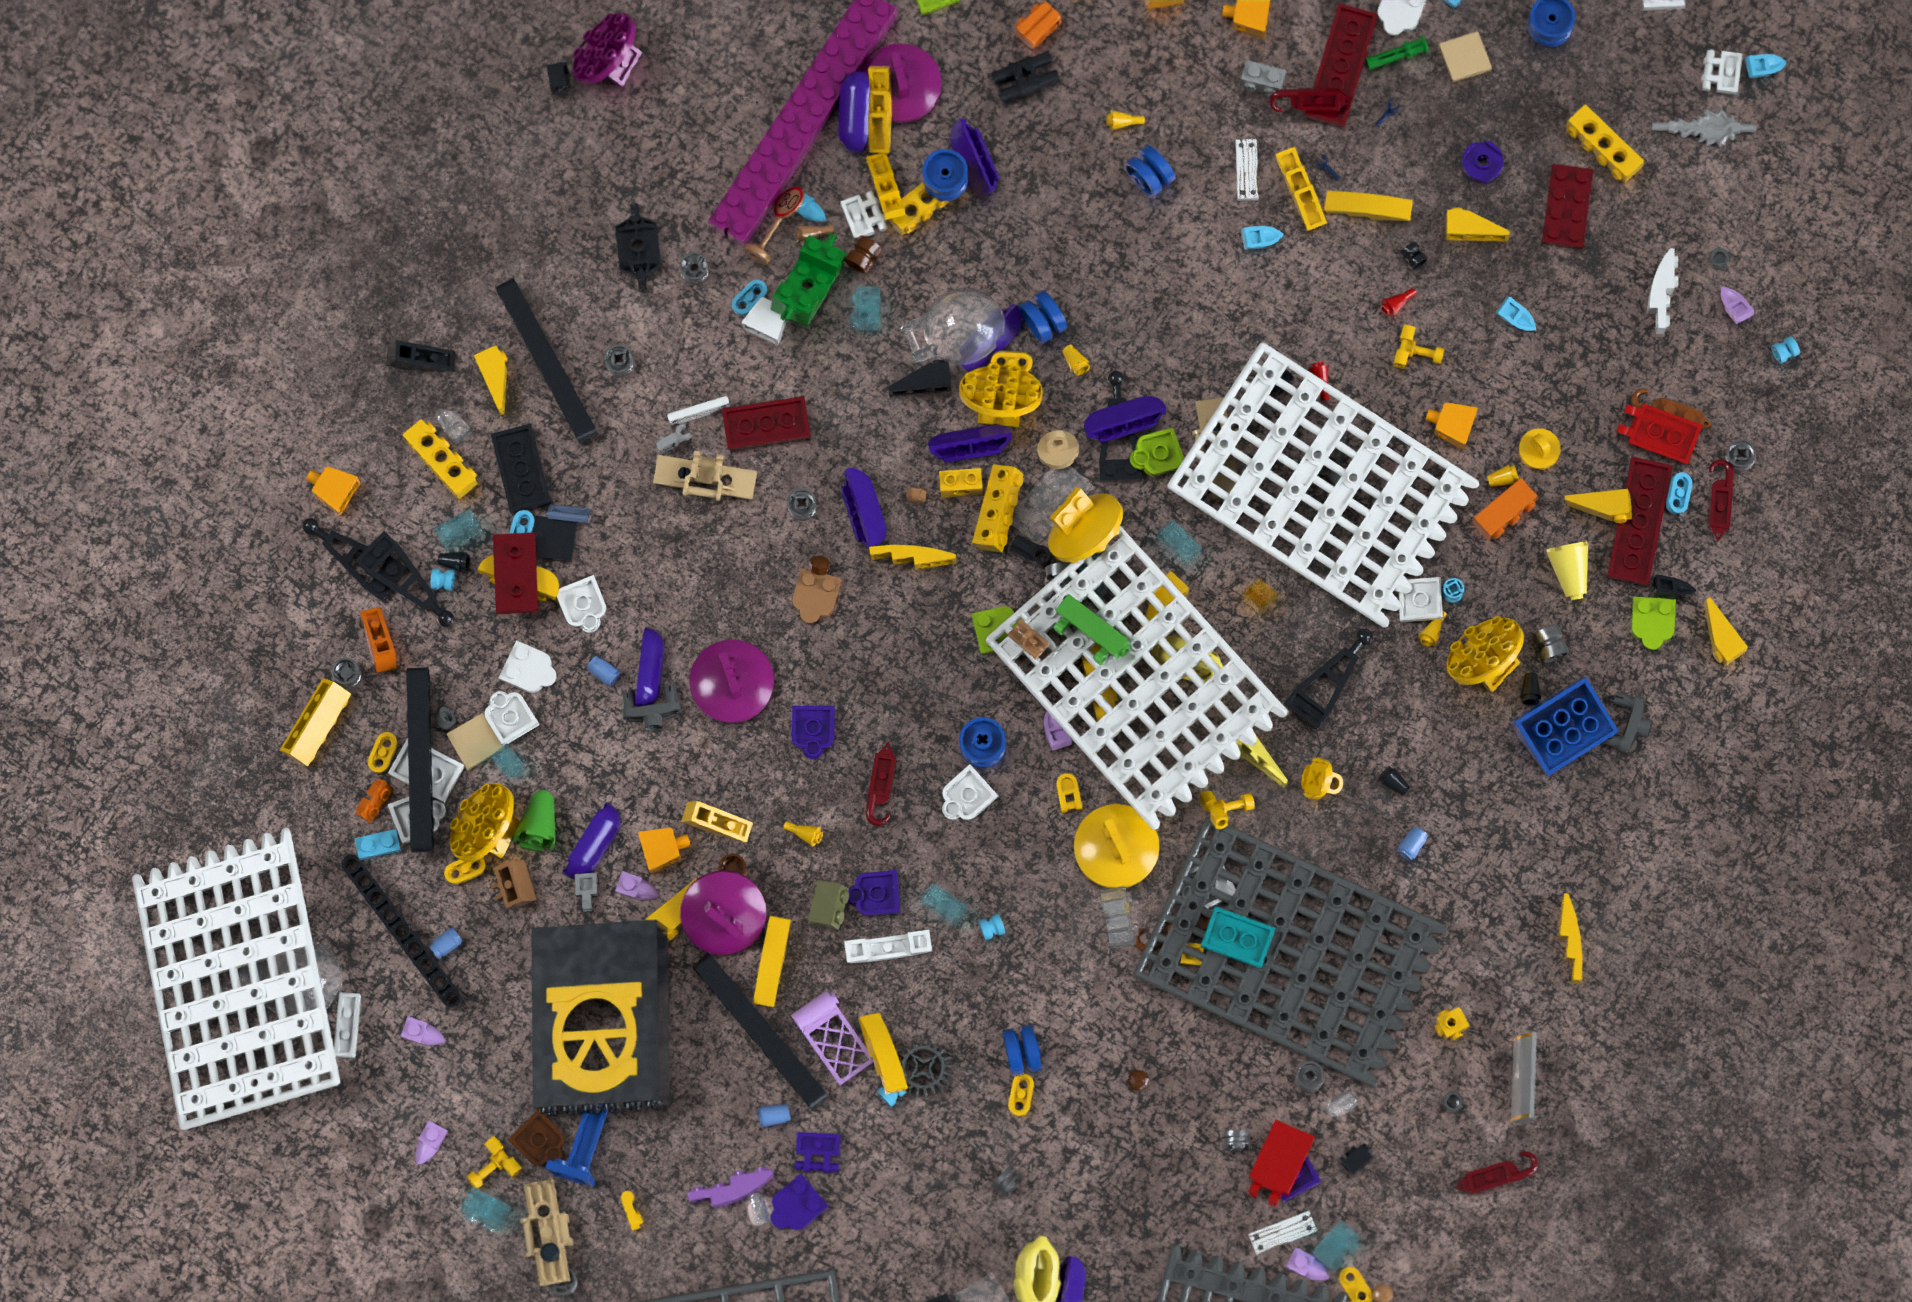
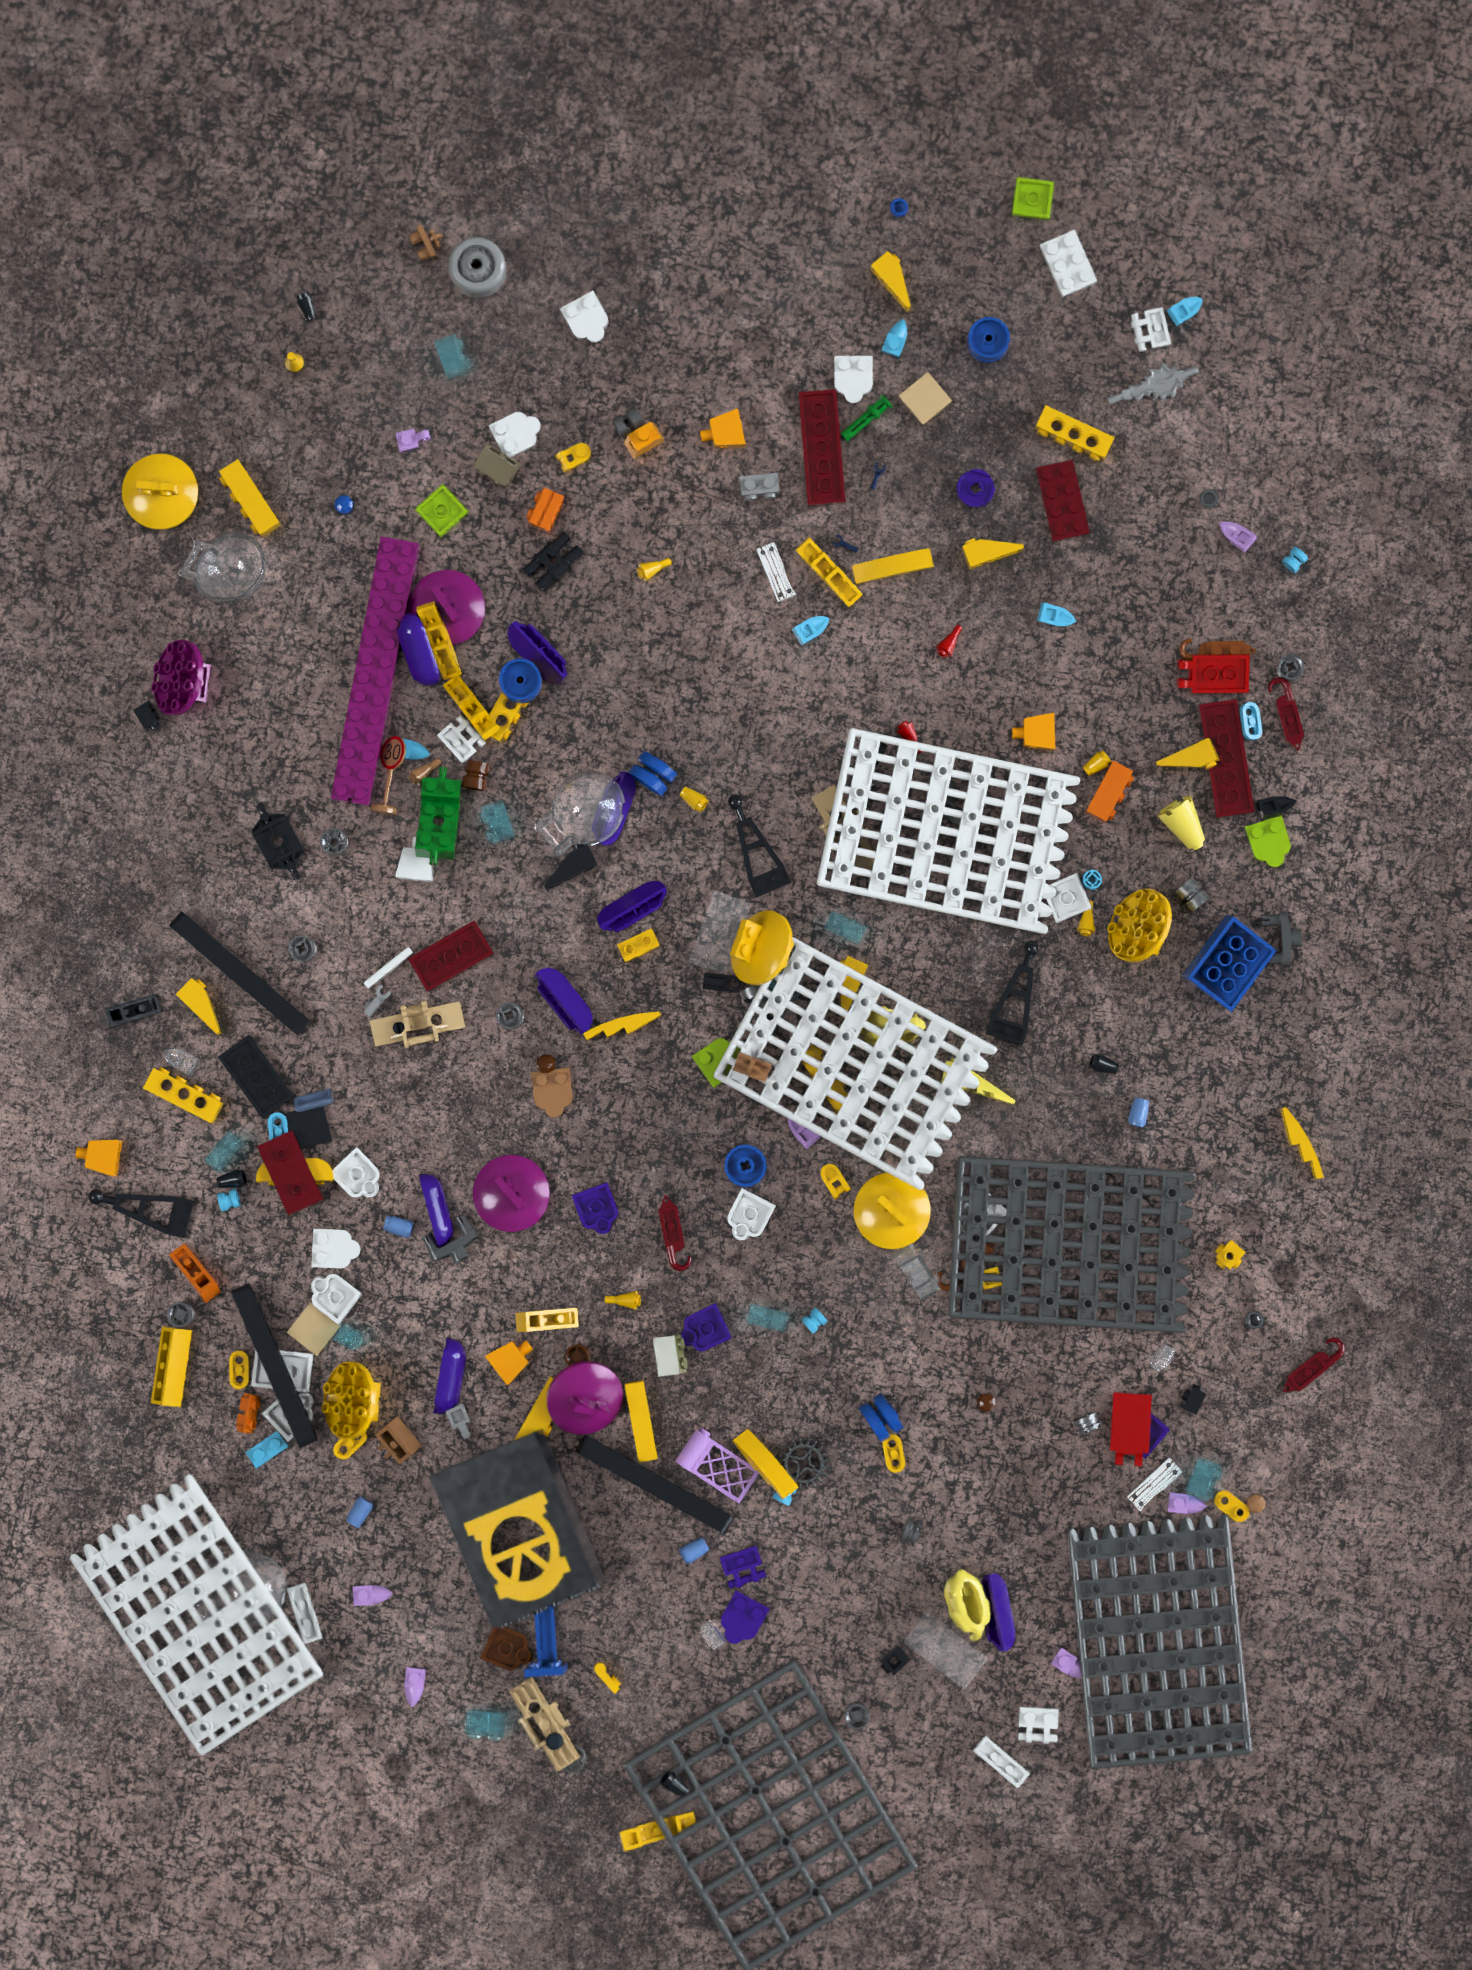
camera: 25 degrees left, 10 degrees up
(377, 553) = (165, 1199): black plate -> none
(397, 923) = (312, 1509): black beam -> none
(444, 718) = (279, 1320): dark grey tile -> none
(499, 1160) = (479, 1677): yellow bar -> none
(537, 823) = (396, 1379): bright green cone -> none
(636, 887) = (500, 1401): lavender plate -> none
(741, 1186) = (690, 1622): medium lavender slope -> none
(748, 297) = (392, 850): medium azure plate -> none
(888, 947) = (733, 1371): white slope -> none
(916, 495) = (604, 971): medium nougat tile -> none
(998, 508) = (679, 956): yellow brick -> none
(1000, 396) = (642, 855): yellow bracket -> none
(1012, 358) = (640, 822): yellow plate -> none
(1058, 449) = (709, 884): tan tile -> none
(1093, 627) = (803, 1036): bright green brick -> none
(1124, 418) = (756, 836): dark purple brick -> none
(1149, 171) = (694, 608): blue wheel -> none
(1157, 453) = (796, 855): lime plate -> none
(1219, 809) = (966, 1146): yellow bar -> none
(1237, 937) = (1024, 1252): teal tile -> none
(1259, 597) = (930, 947): clear yellow piece -> none
(1309, 1077) = (1128, 1346): flat silver wheel -> none
(1312, 99) = (809, 489): dark red plate -> none
(1317, 779) = (1040, 1090): yellow tile -> none
(1408, 347) = (974, 679): yellow bar -> none
(1413, 255) = (944, 594): black wheel -> none
(1523, 1078) = (1306, 1278): light grey slope -> none
(1530, 690) = (1188, 941): black cone -> none
(1539, 449) = (1118, 726): yellow tile -> none
(1663, 283) = (1169, 539): white slope -> none
(1724, 639) = (1333, 833): yellow slope -> none

